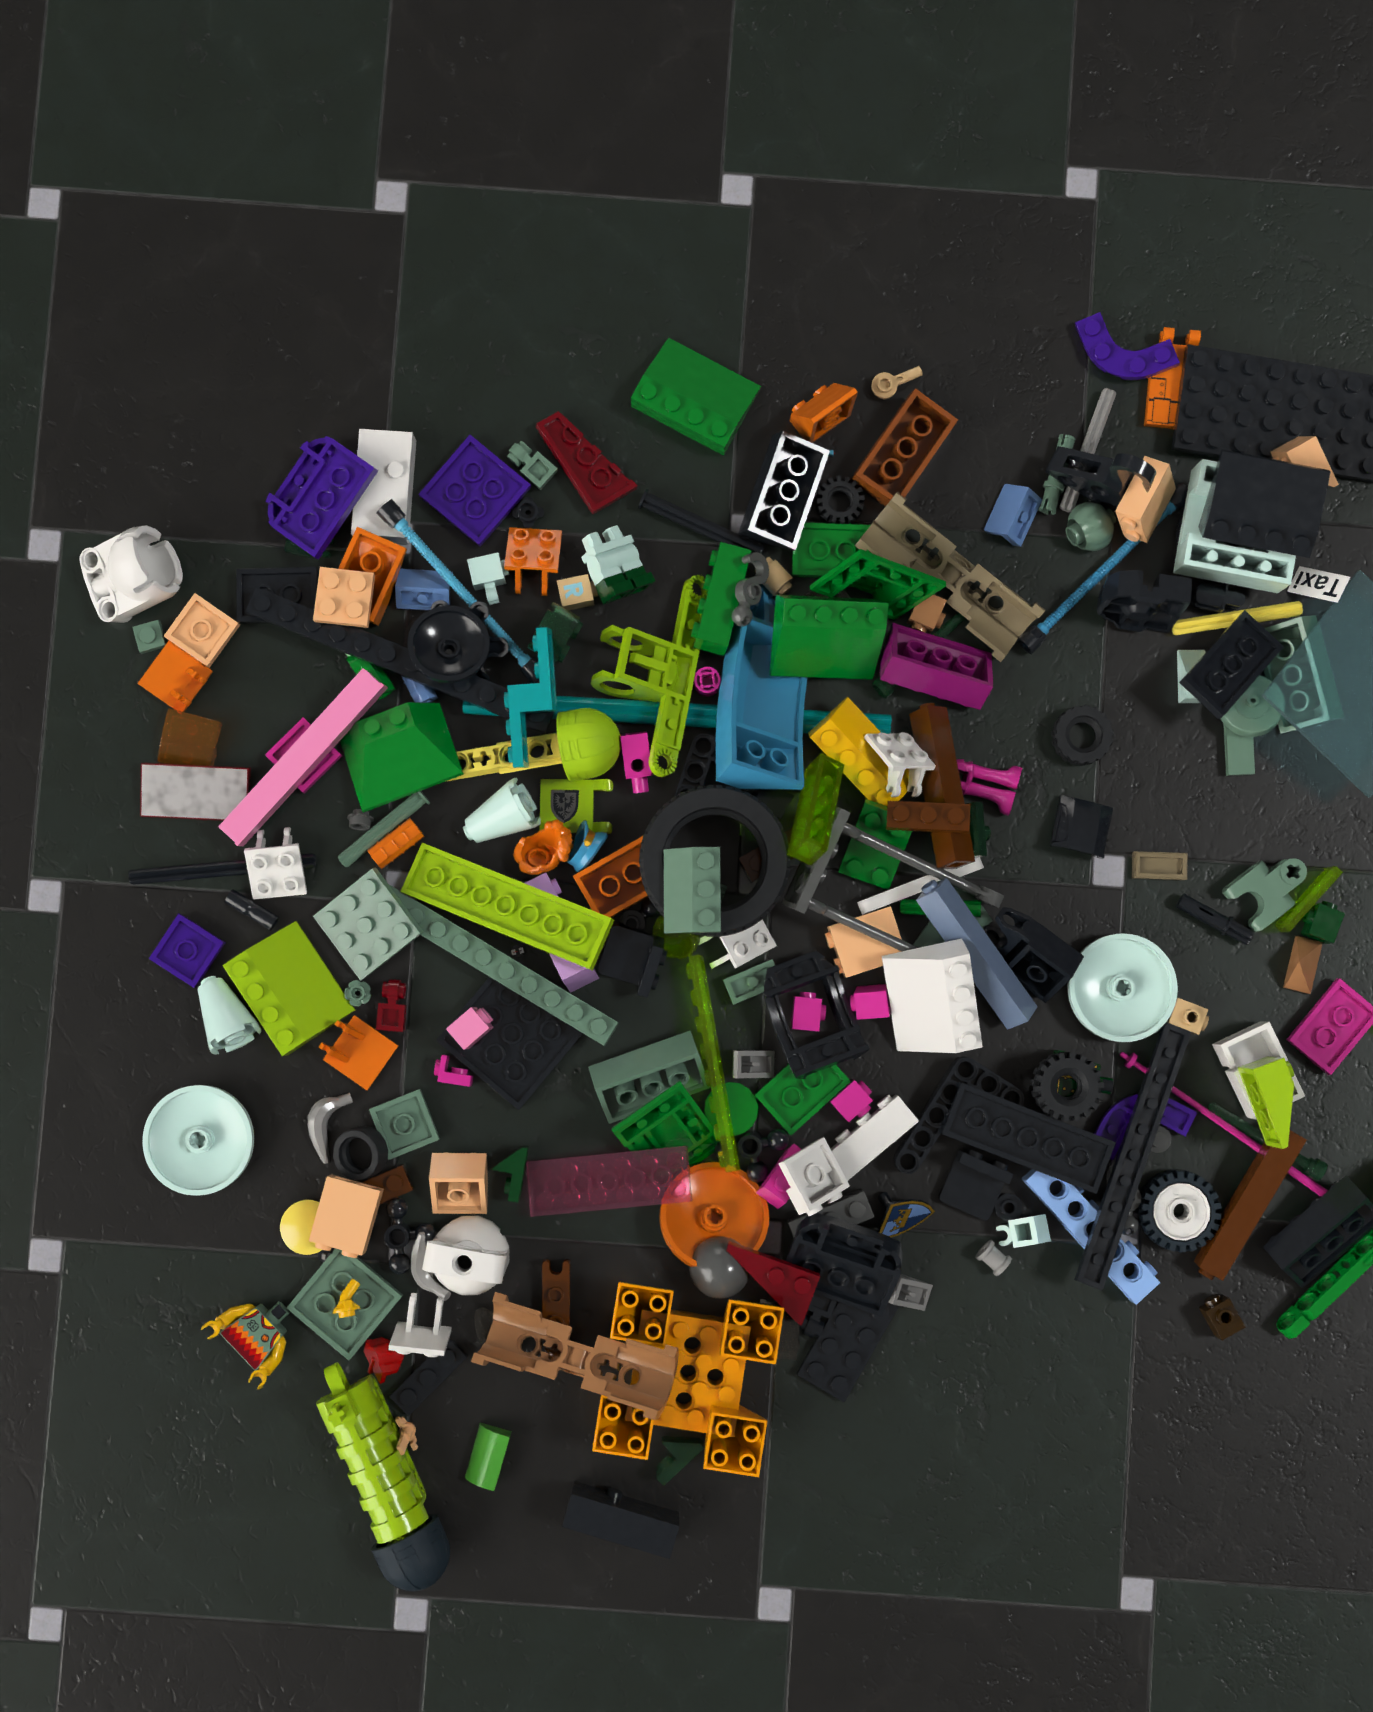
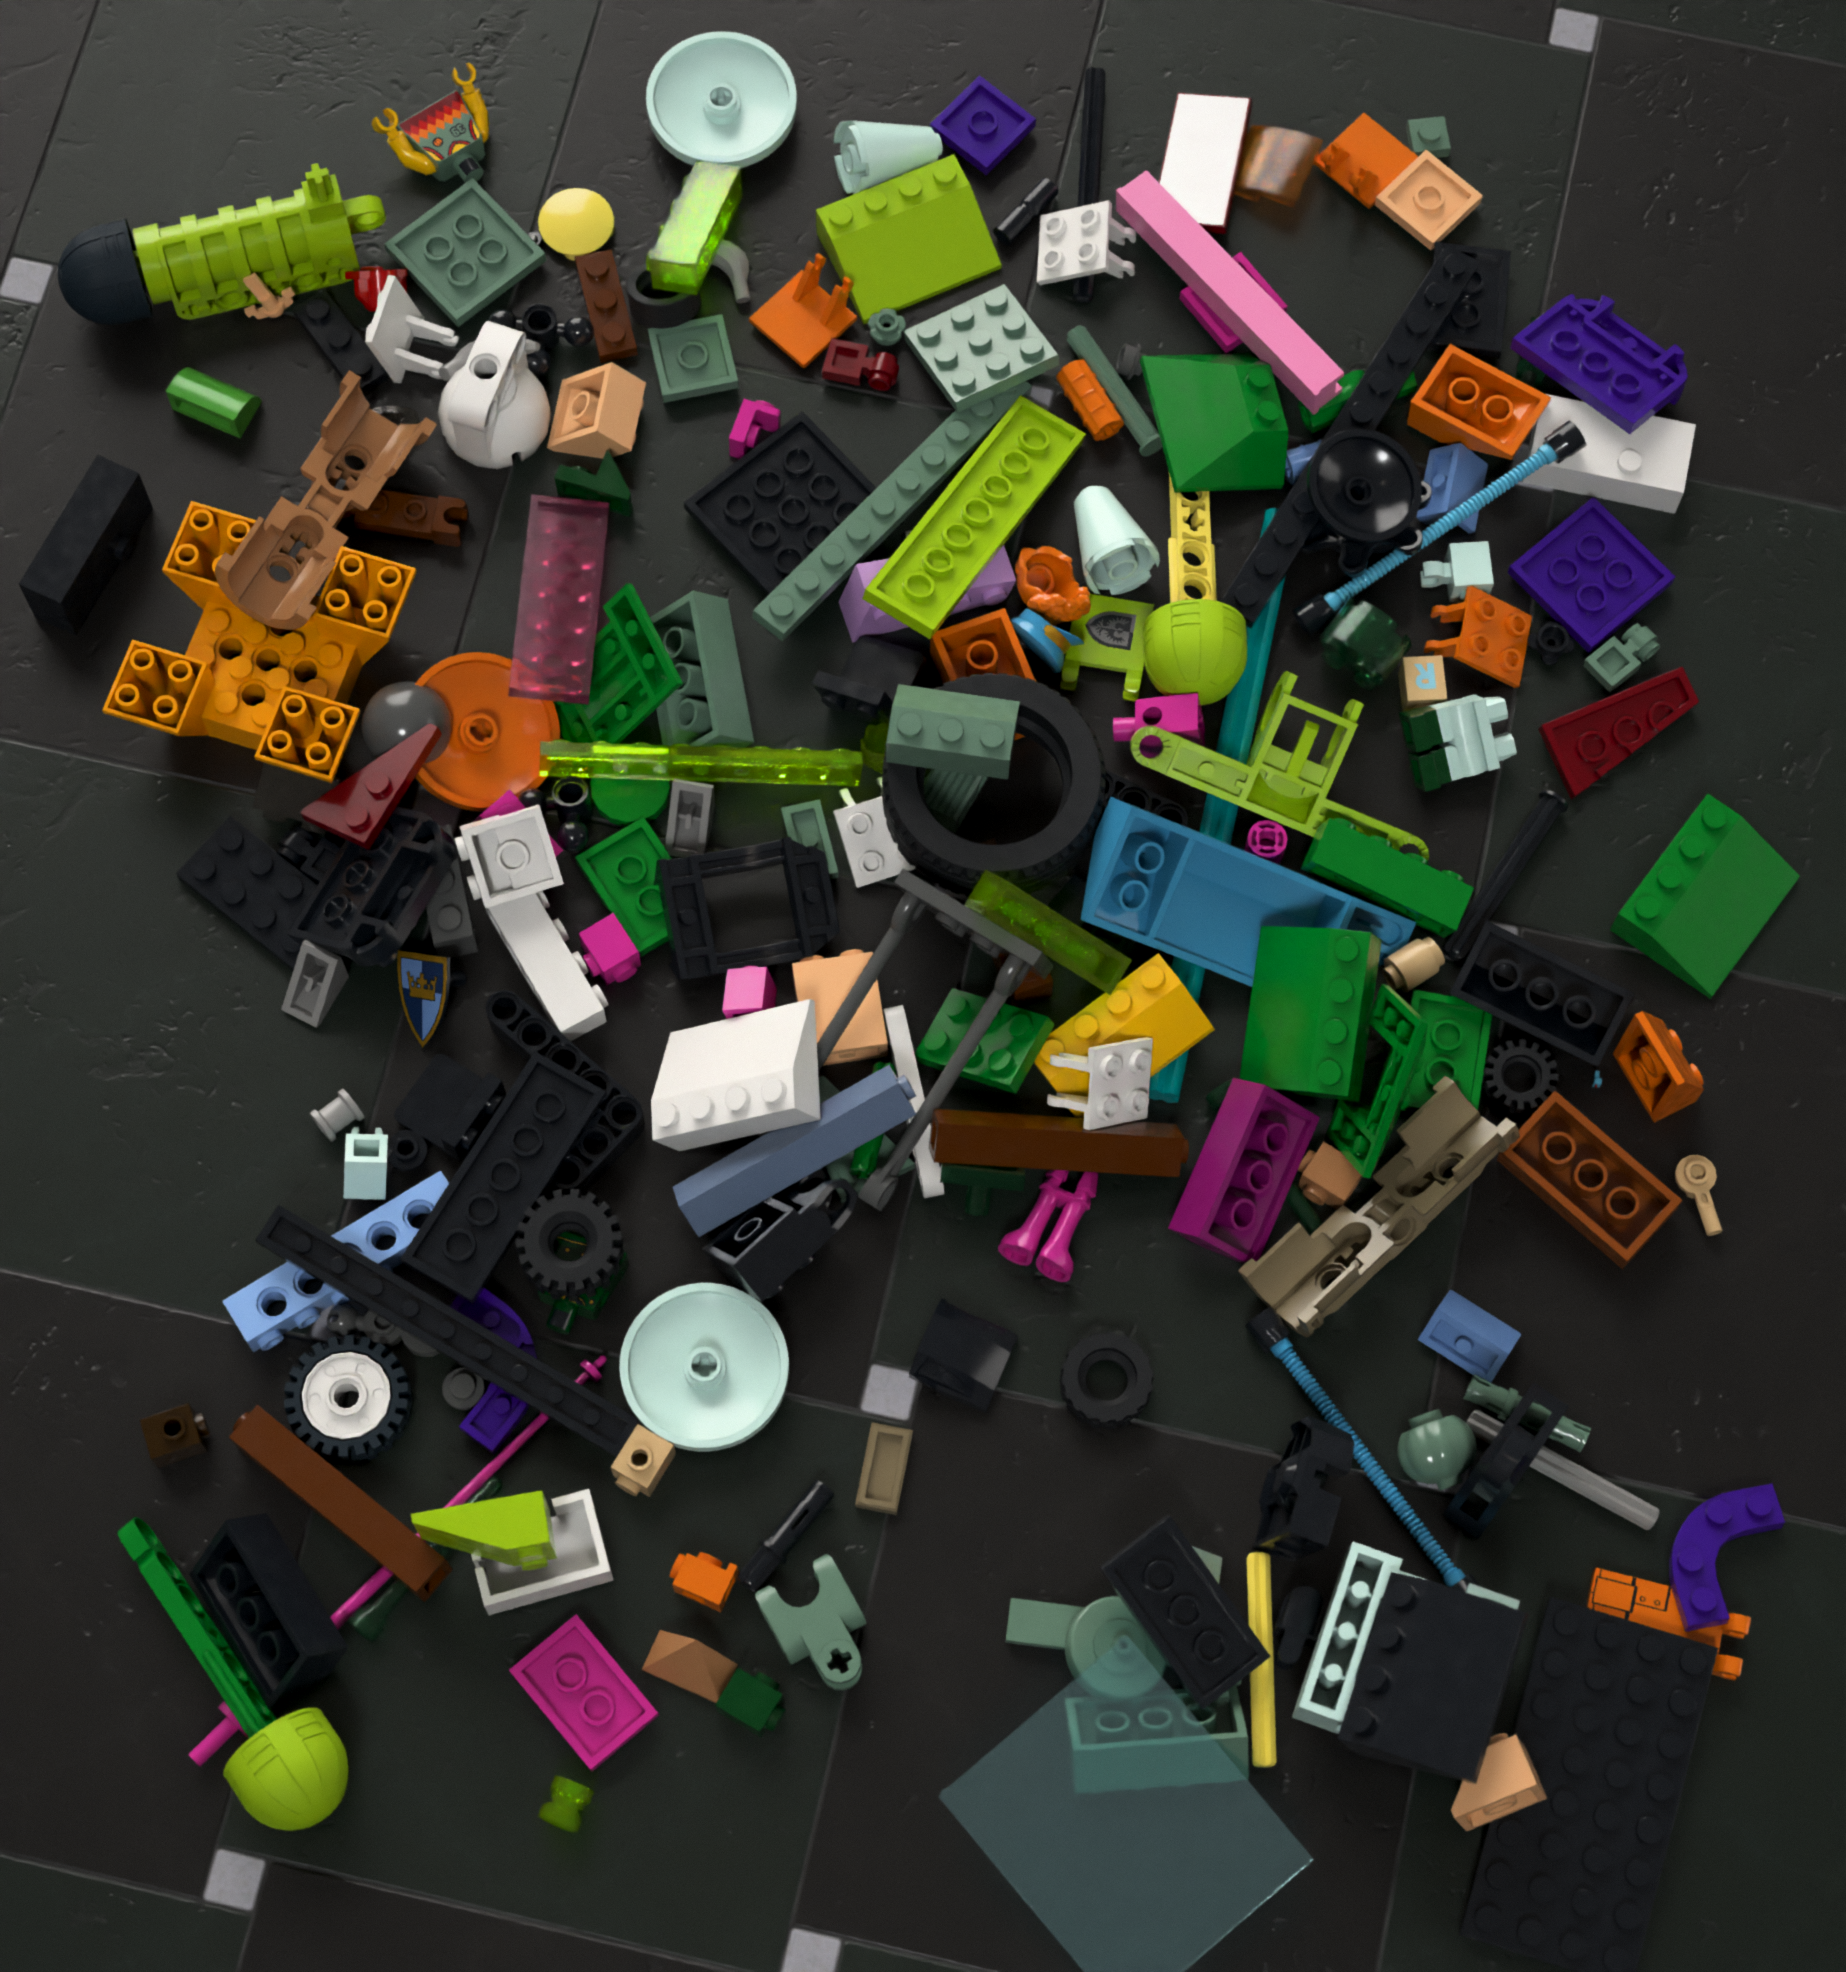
camera: 105 degrees right, 15 degrees down
(130, 574) = (1518, 118): white piece -> none
(308, 1139) = (695, 227): none -> clear neon green brick
(344, 597) = (1449, 365): light nougat plate -> none
(345, 1216) = (581, 259): light nougat brick -> none
(346, 1306) = (458, 243): yellow plate -> none
(470, 1027) = (810, 442): bright pink brick -> none
(531, 698) = (1269, 580): teal bracket -> none
(683, 1451) = (166, 635): clear green slope -> none
(748, 590) = (1392, 905): dark grey piece -> none
(807, 1012) = (750, 908): dark pink brick -> none
(928, 817) = (1011, 1096): reddish brown plate -> none
(1142, 510) = (1462, 1525): light nougat brick -> none
(1253, 965) = (703, 1579): none -> orange brick
(1308, 899) = (792, 1687): clear neon green tile -> none
(1318, 584) = (1298, 1791): white sticker -> none

